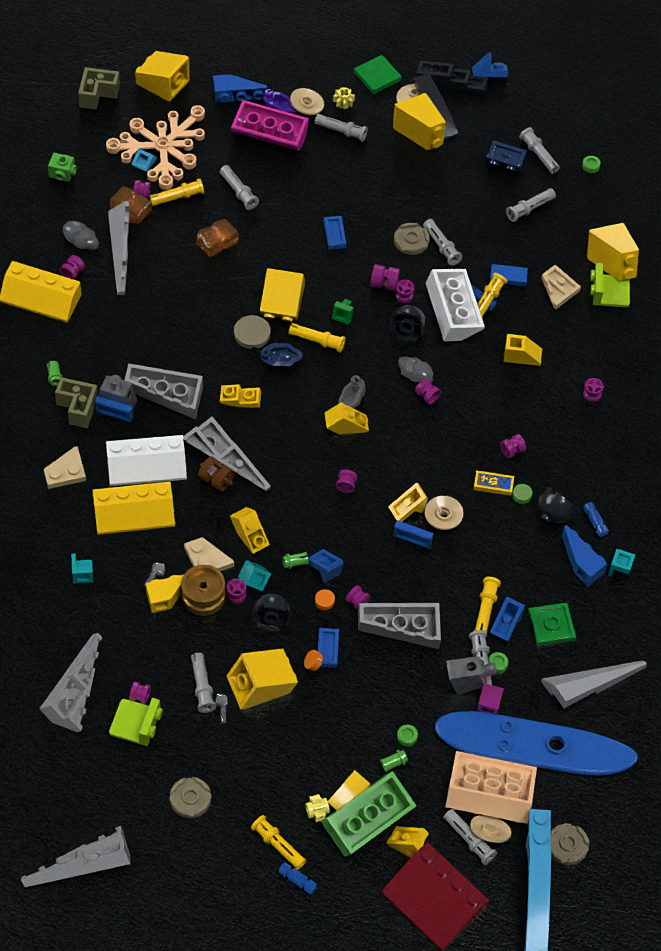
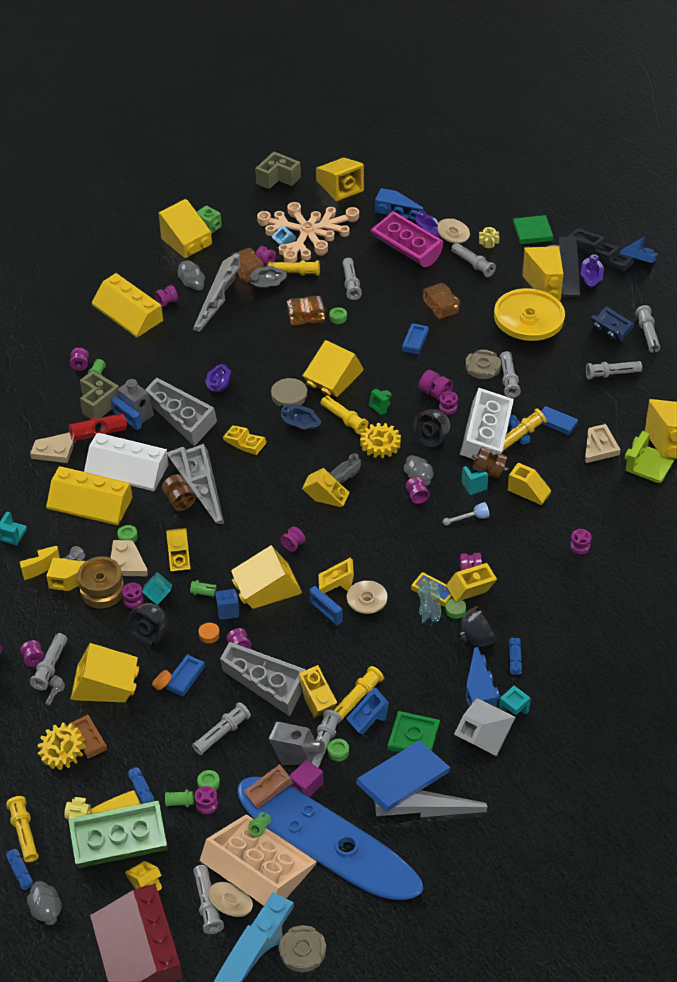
camera: 30 degrees right, 10 degrees down
(30, 367) = (79, 359): none -> magenta wheel
(46, 187) = (184, 229): none -> yellow slope
(97, 434) = (87, 428): none -> red piece
(134, 587) = (39, 565): none -> yellow slope
(158, 213) = (267, 277): none -> dark grey arm
(179, 340) = (218, 378): none -> dark purple arm
(182, 681) = (32, 653): none -> magenta wheel
(191, 532) = (127, 533): none -> bright green tile
(248, 232) = (338, 315): none -> bright green tile
(271, 750) = (61, 746): none -> yellow gear
(280, 738) = (93, 740): none -> dark orange plate
(337, 897) = (44, 902): none -> dark grey arm
(338, 183) = (441, 300): none -> clear orange brick
(346, 530) = (265, 579): none -> yellow slope
(354, 763) = (140, 785): none -> blue axle
(366, 352) = (380, 440): none -> yellow gear
(393, 677) = (228, 723): none -> light grey pin
(417, 747) = (206, 793): none -> magenta wheel
(429, 172) = (529, 314): none -> yellow dish
(457, 619) = (316, 691): none -> yellow slope
(458, 105) = (591, 271): none -> dark purple arm
(466, 720) = (268, 786): none -> dark orange plate
(471, 364) = (474, 482): none -> teal panel
(477, 341) = (489, 462): none -> reddish brown wheel
(477, 758) = (258, 826): none -> bright green pin
(493, 391) = (480, 511): none -> hinge
(494, 489) = (428, 592): none -> clear light blue hinge
(527, 465) = (471, 582): none -> yellow brick
(570, 665) = (402, 775): none -> blue tile
(610, 594) = (485, 726): none -> light grey slope

